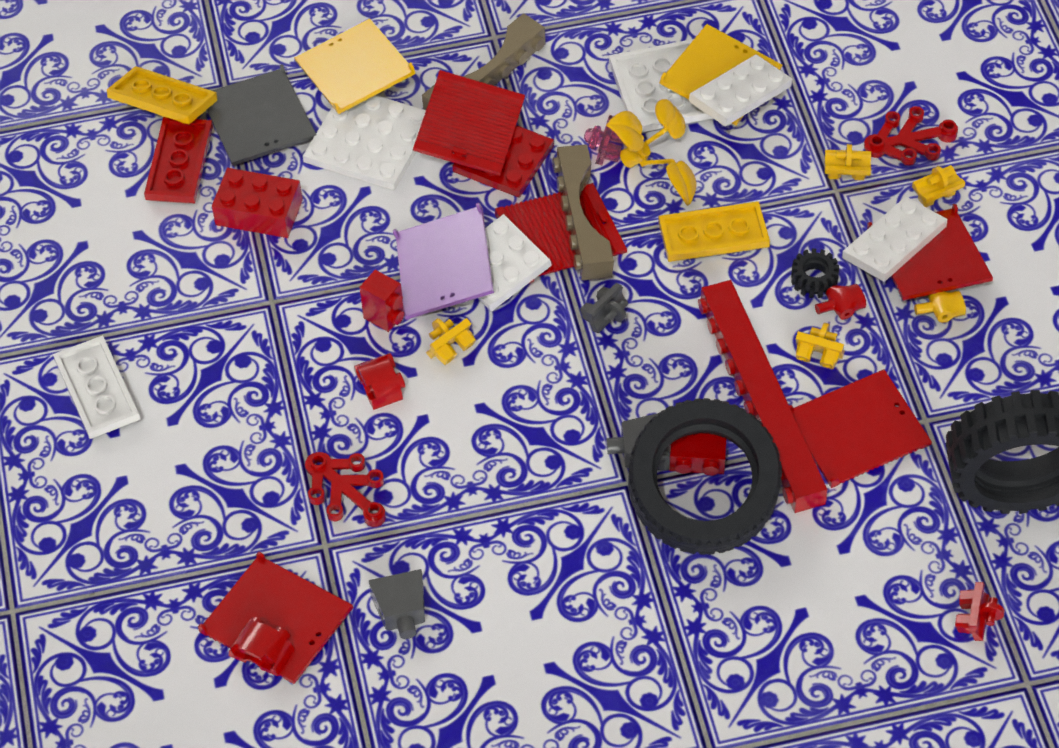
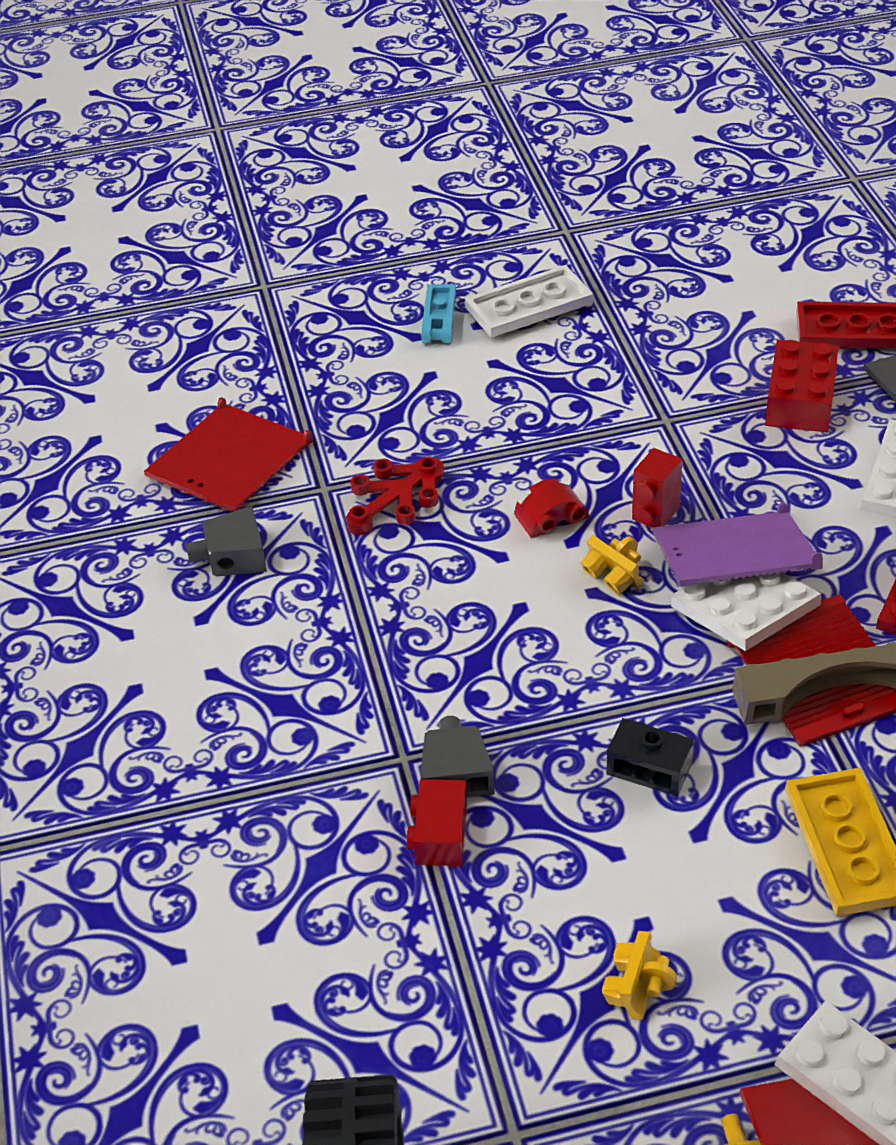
camera: 90 degrees right, 10 degrees down
(99, 456) = (439, 313): none -> medium azure plate
(263, 646) = (183, 439): red cylinder -> none
(608, 307) = (684, 716): dark grey hips -> none
(642, 329) = (650, 757): none -> black brick
(710, 418) = (404, 858): black tyre -> none
(762, 393) = (540, 899): red brick -> none
(816, 261) = (784, 993): black tyre -> none
(843, 300) = (736, 1014): red piece -> none
(859, 428) = (493, 1032): red door -> none

